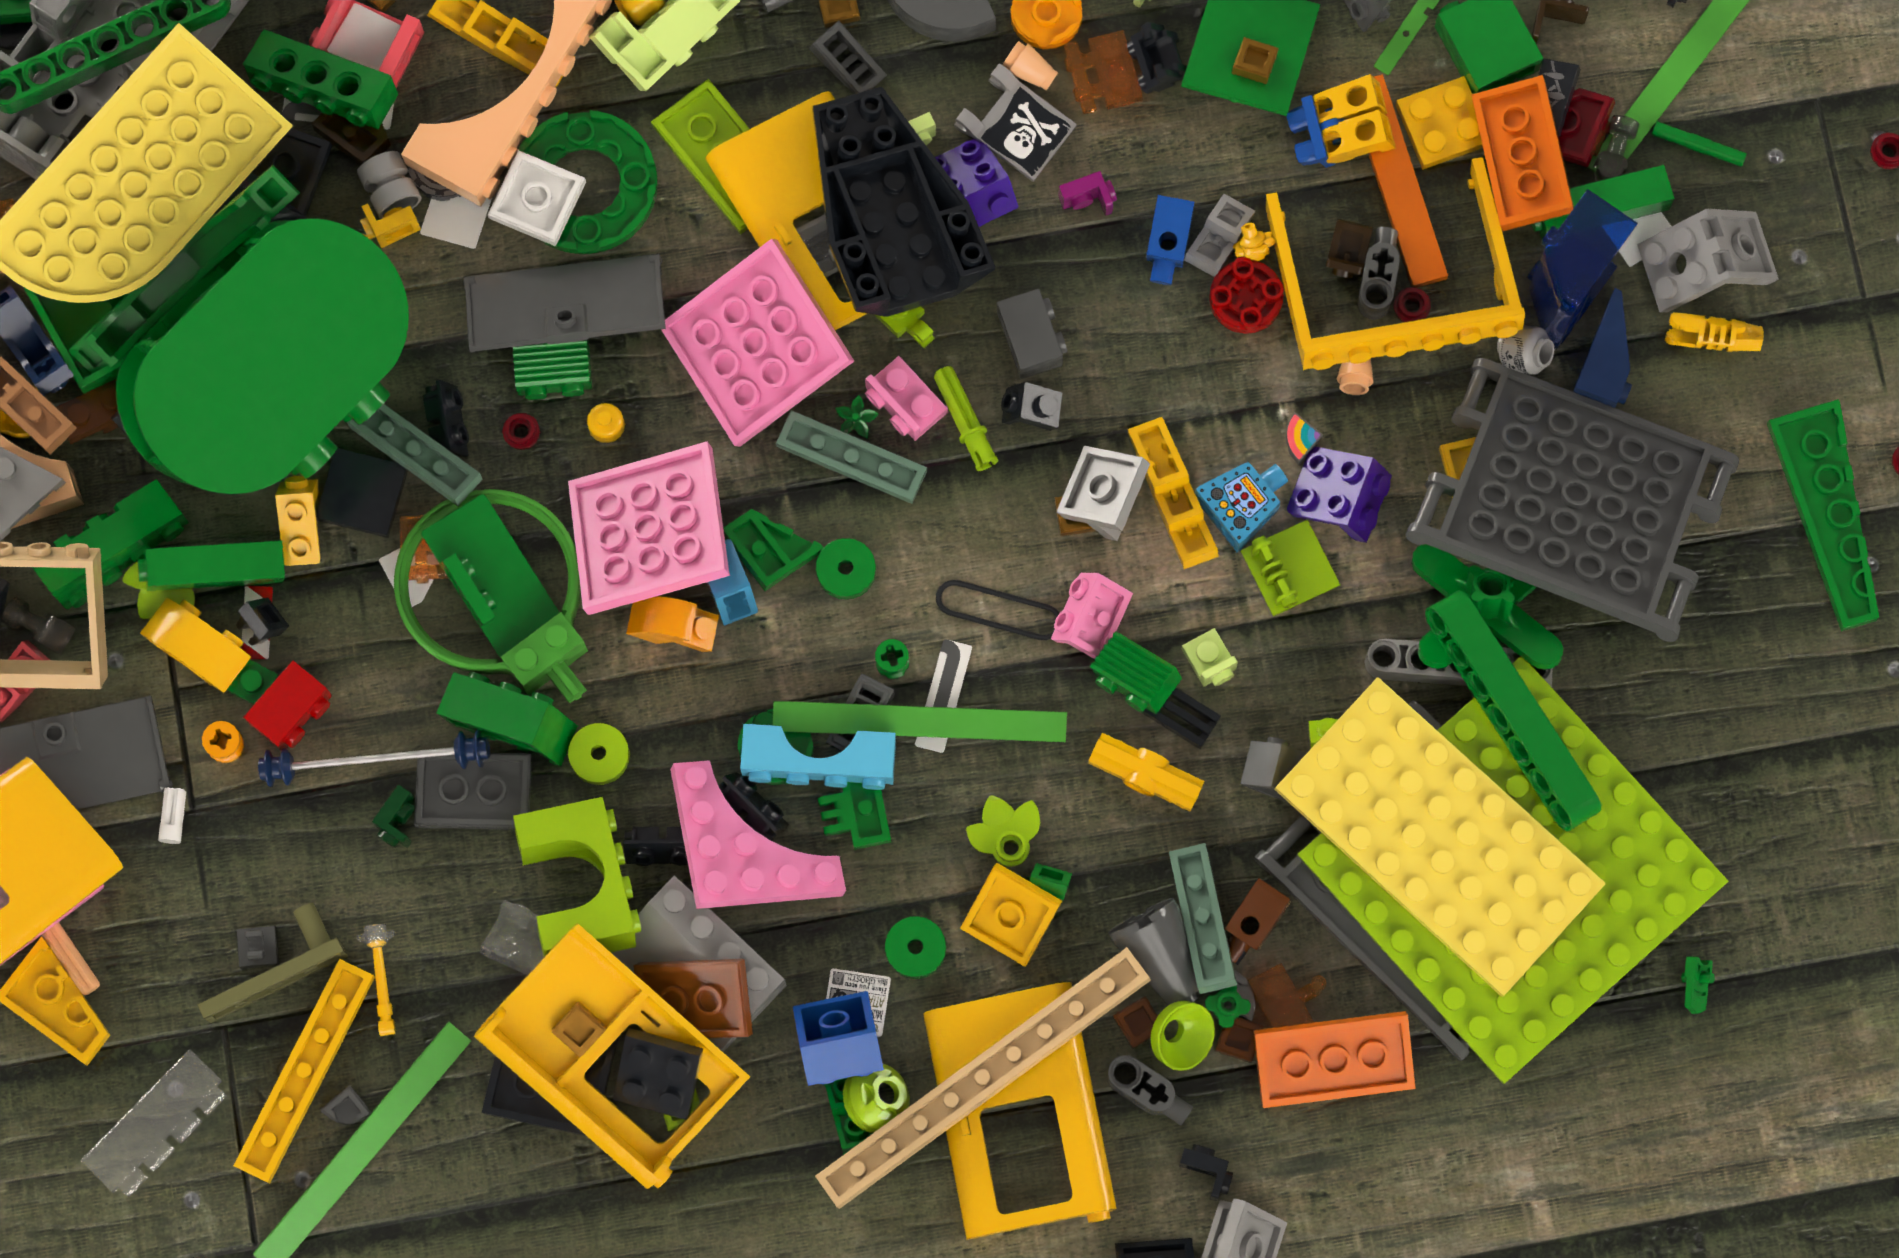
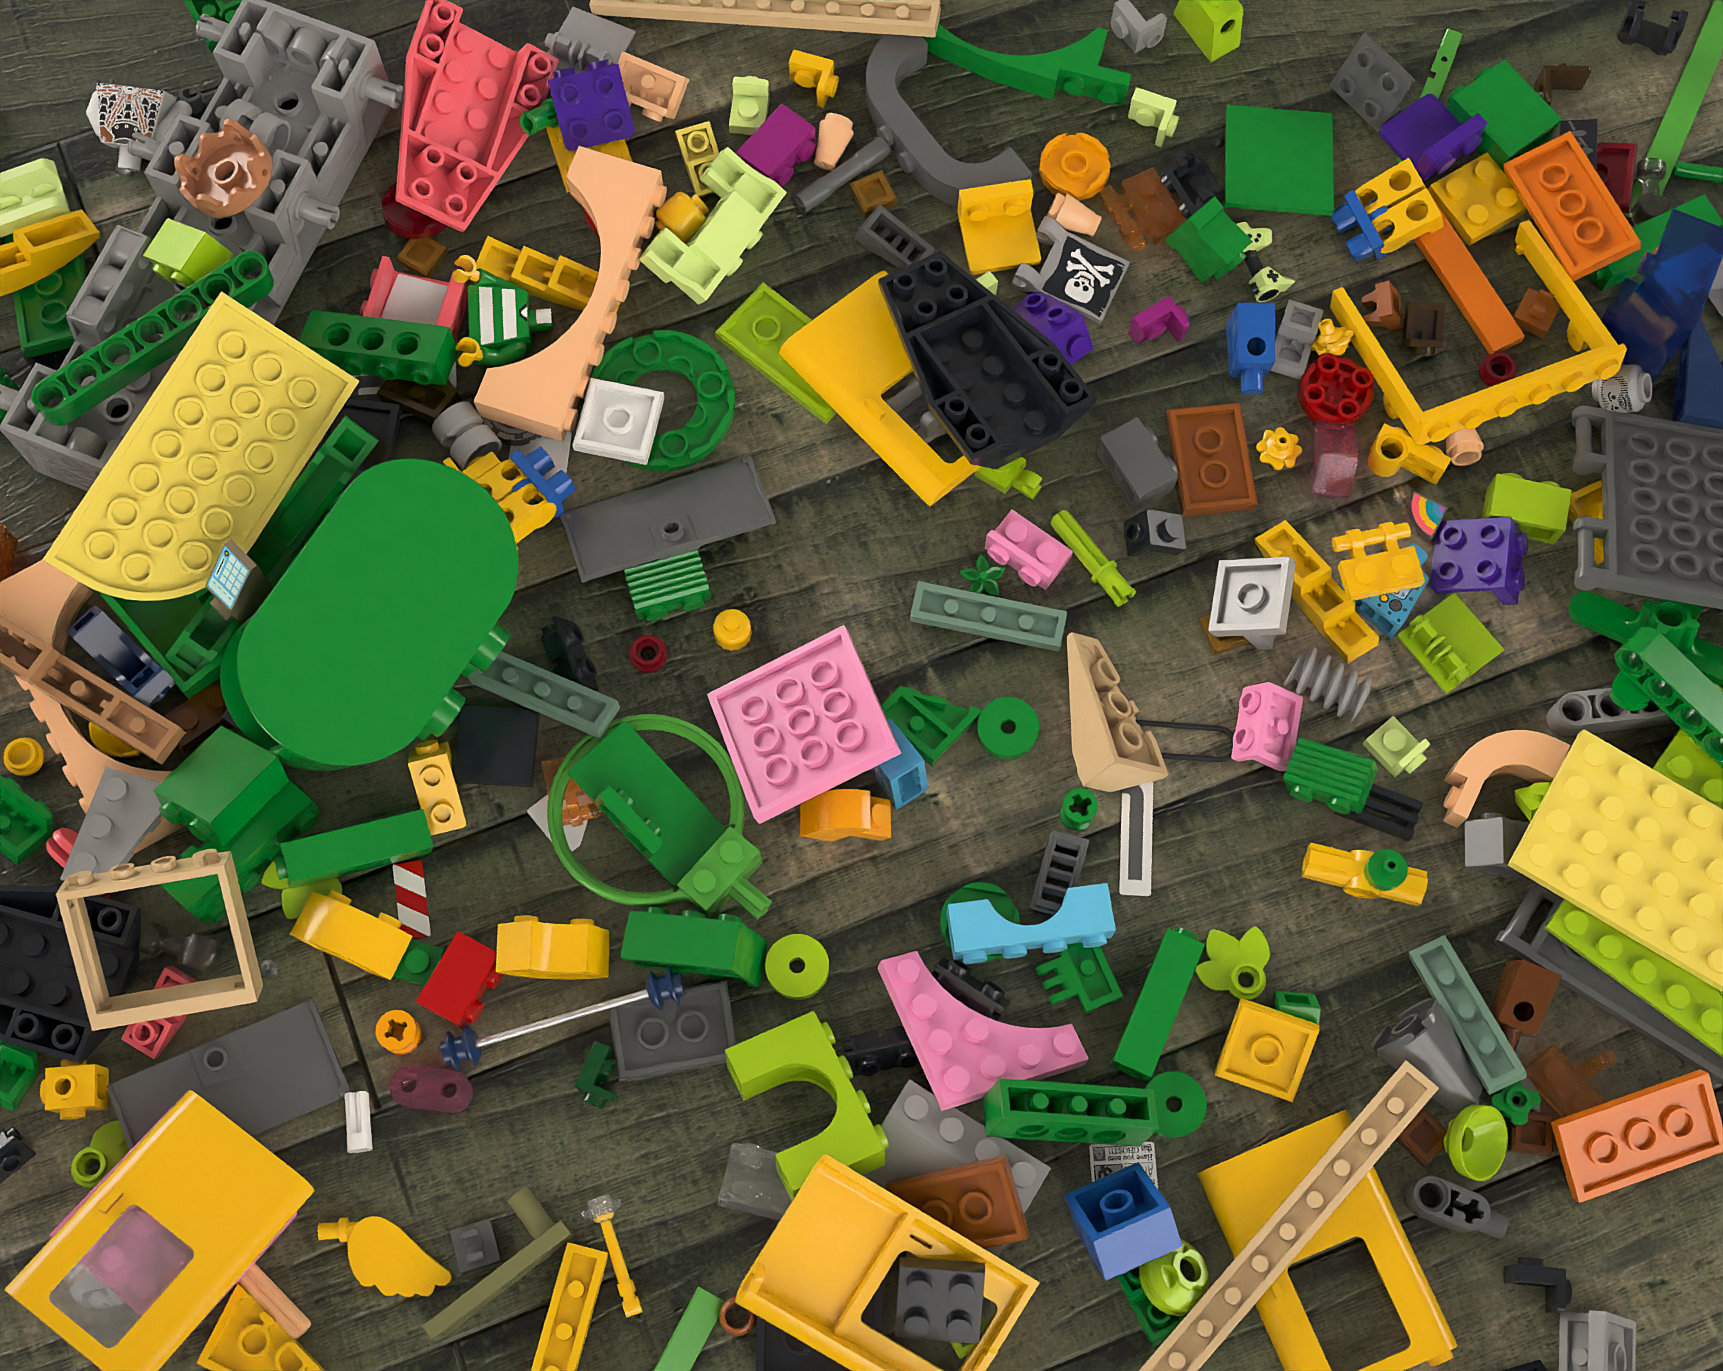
camera: 15 degrees left, 5 degrees down
(100, 484) = (220, 786): none -> green brick
(147, 302) = (237, 584): none -> slope
(177, 940) = (386, 1257): none -> yellow animal
(242, 798) = (429, 1089): none -> clear pink plate
(262, 619) = (418, 895): black tile -> none
(377, 694) = (552, 950): none -> yellow brick
(427, 254) = (524, 493): none -> hips
(442, 71) = (498, 318): none -> torso
(466, 1060) = (730, 1330): none -> dark orange piece
(579, 1029) = (847, 1269): pearl gold tile -> none
(756, 342) = (870, 520): bright pink plate -> none
(813, 933) = (1070, 1112): none -> green brick
(921, 721) = (1122, 867): bright green piece -> none
(922, 853) = (1157, 1004): none -> green brick
(935, 594) = (1105, 738): none -> tan wedge
(952, 67) = (998, 226): none -> yellow bracket
(1106, 341) = (1211, 459): none -> dark orange tile
(1152, 123) = (1209, 242): none -> green hips
(1157, 779) = (1386, 870): none -> green tile
(1158, 585) = (1329, 683): none -> light grey piece
(1173, 344) = (1279, 448): none -> yellow plant
(1196, 125) = (1265, 281): none -> yellowish green piece
(1222, 365) = (1334, 459): none -> clear pink arch
(1231, 487) = (1380, 572): none -> yellow plate
(1255, 60) = (1289, 170): pearl gold tile -> none
(1299, 684) = (1512, 752): none -> light nougat arch
(1312, 383) = (1423, 460): none -> yellow plate
(1318, 220) = (1388, 305): none -> dark orange tile
(1383, 248) = (1461, 327): dark grey piece -> none
(1399, 448) = (1536, 507): none -> lime brick
(1410, 48) = (1431, 136): none -> dark purple bracket
(1467, 252) = (1536, 312): none -> dark orange tile

